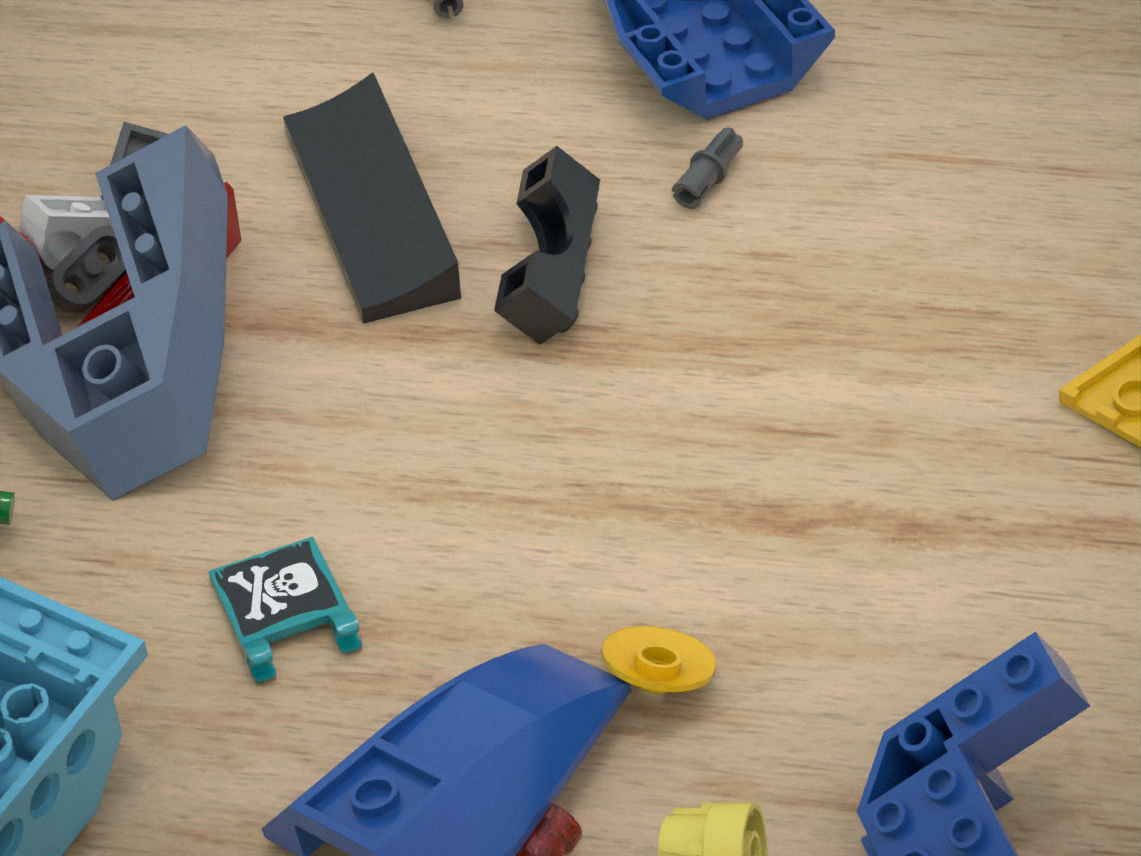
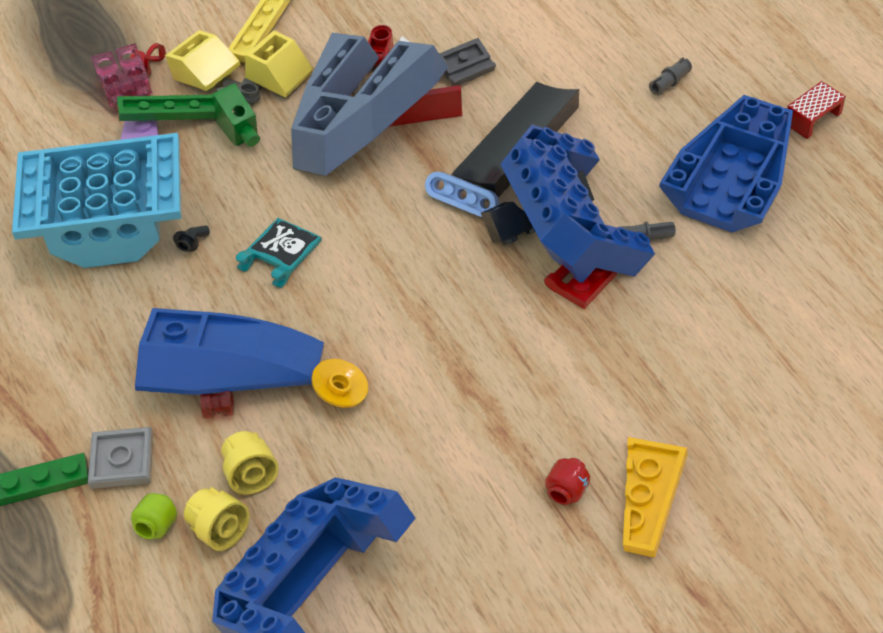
camera: 55 degrees right, 5 degrees up
(137, 708) = (188, 240): none -> black plate
(442, 313) = (452, 193): none -> light blue plate
(499, 192) = (565, 219): none -> blue wedge
(730, 275) = (579, 293): none -> red plate
(1083, 492) = (567, 481): none -> red head

